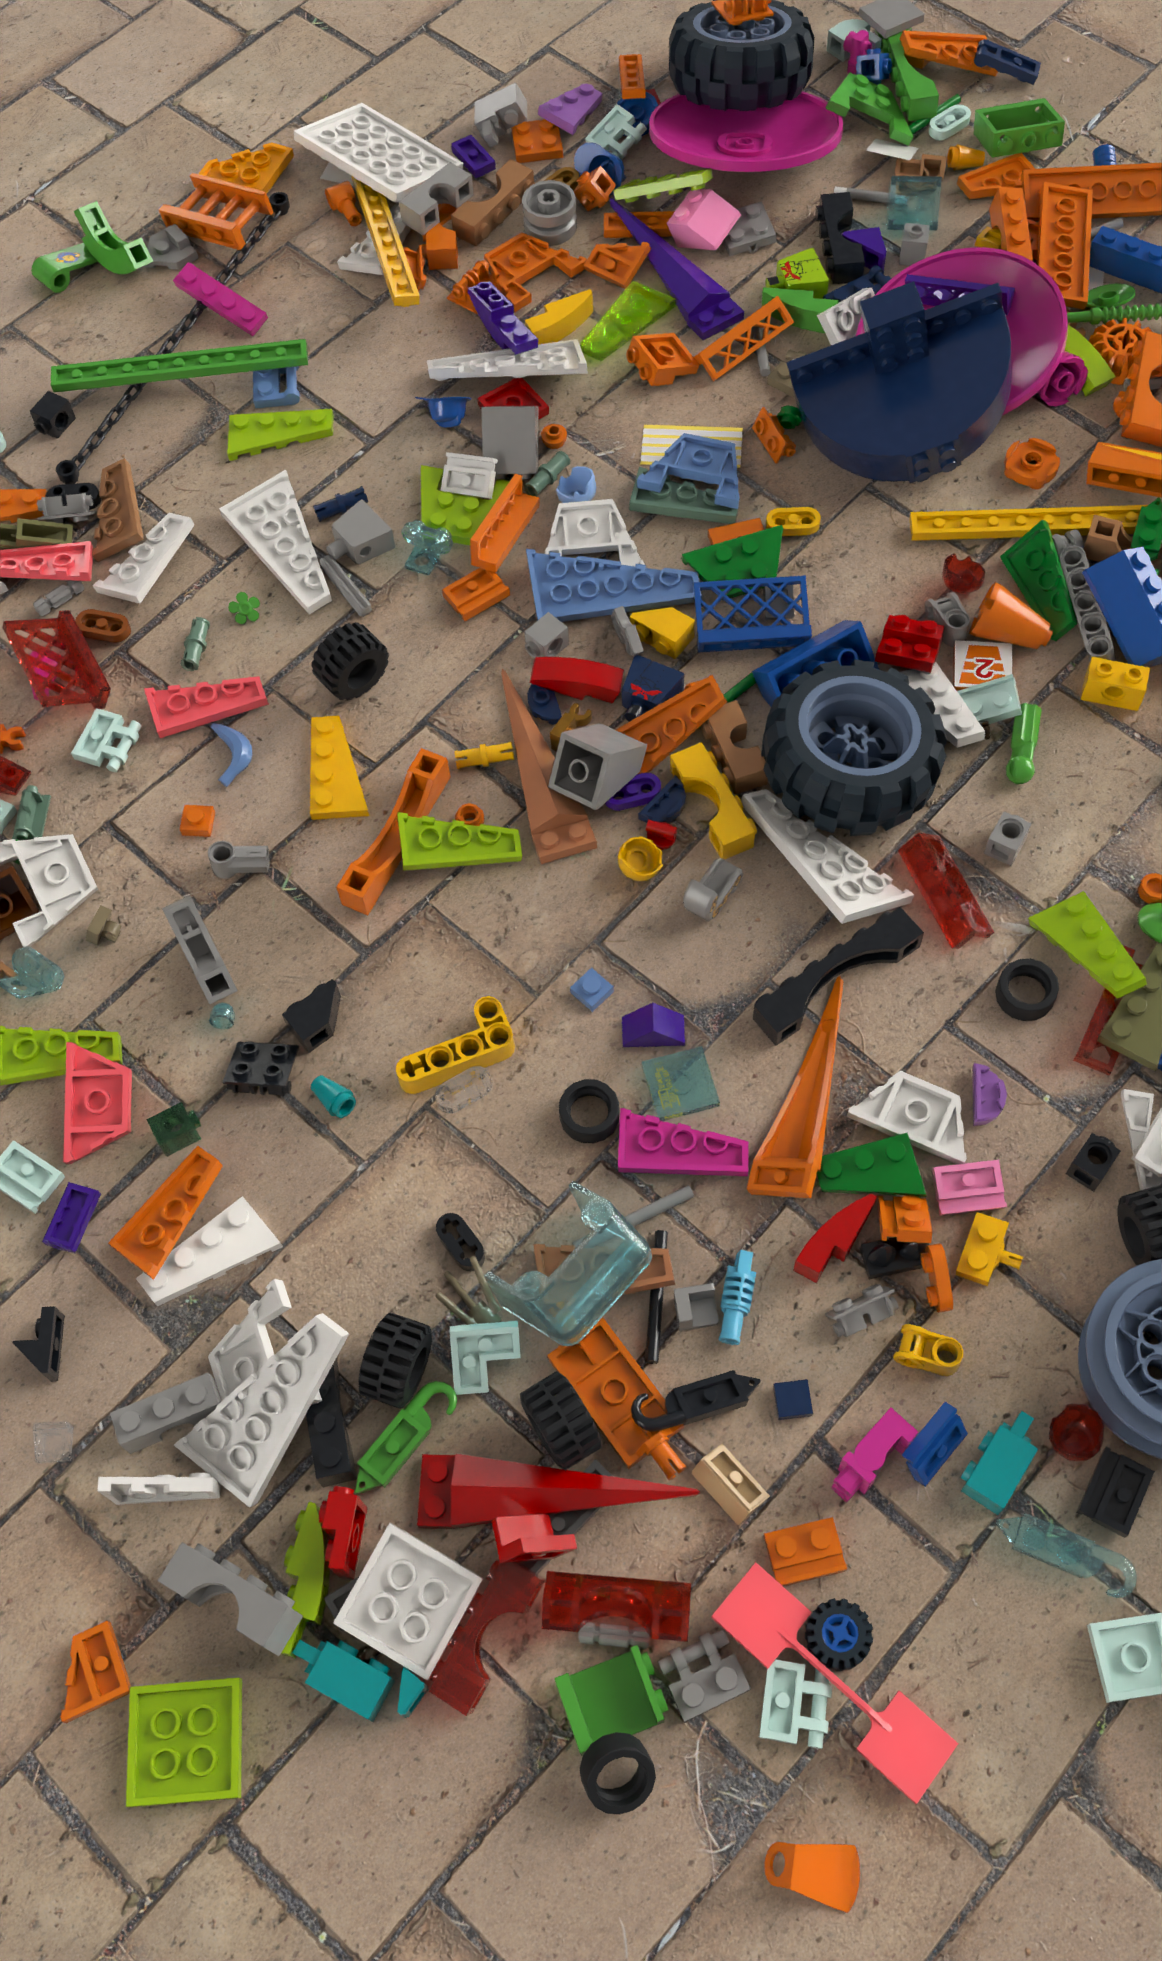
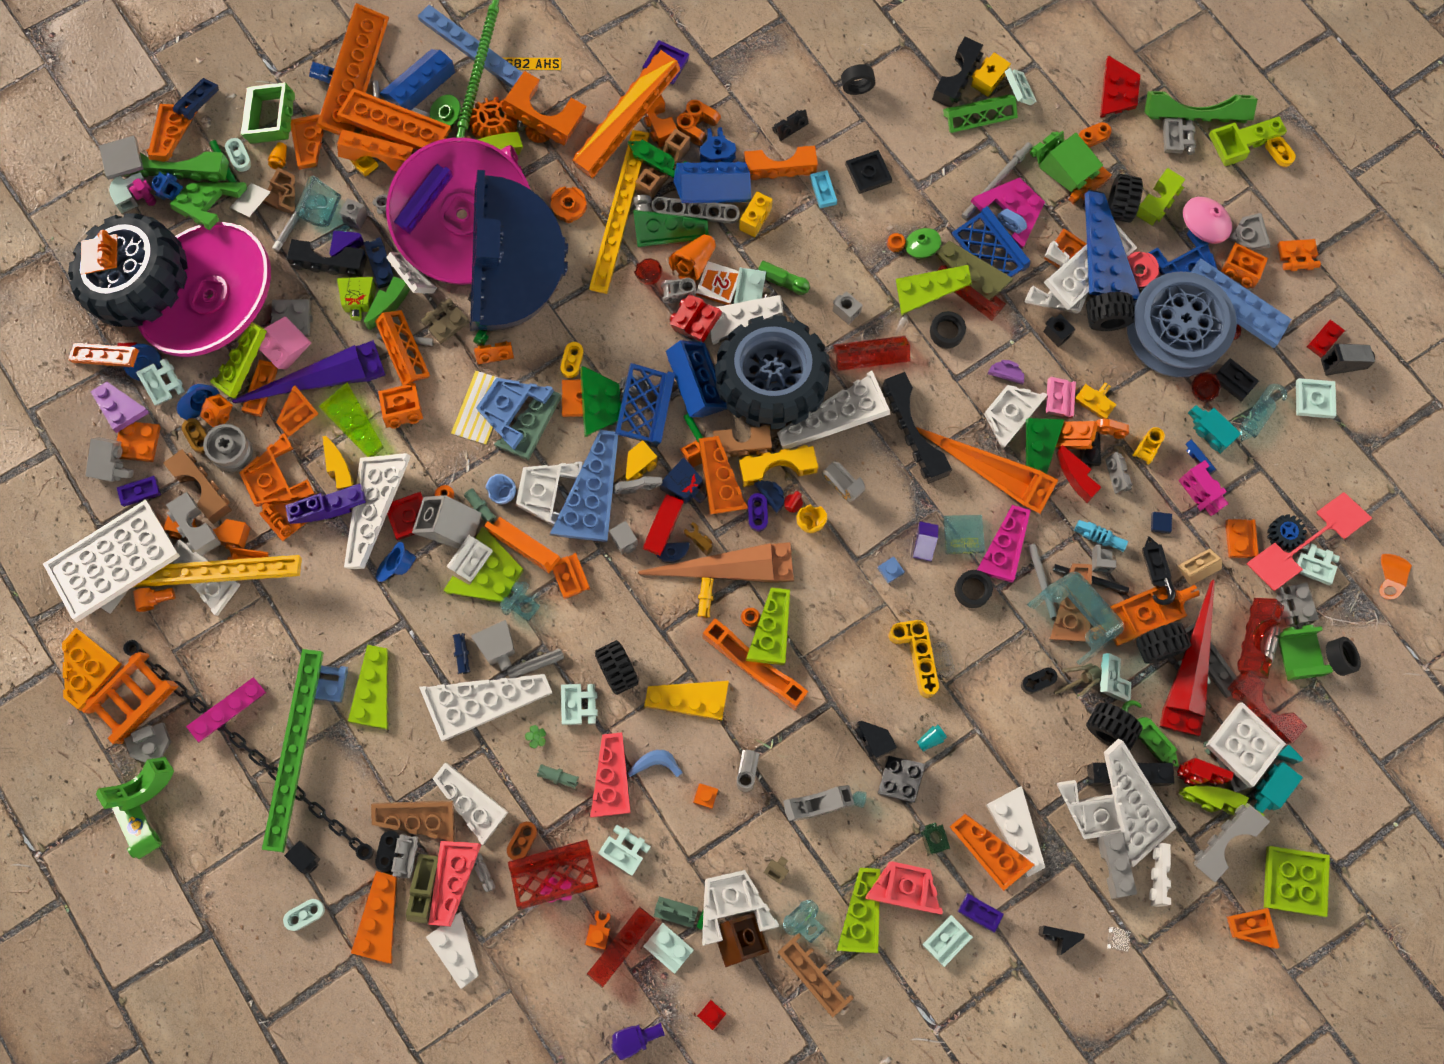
camera: 85 degrees left, 10 degrees up
(293, 637) = (572, 704): none -> light aqua plate
(529, 1539) = (1230, 672): panel -> none
(595, 764) = (743, 526): light grey slope -> none

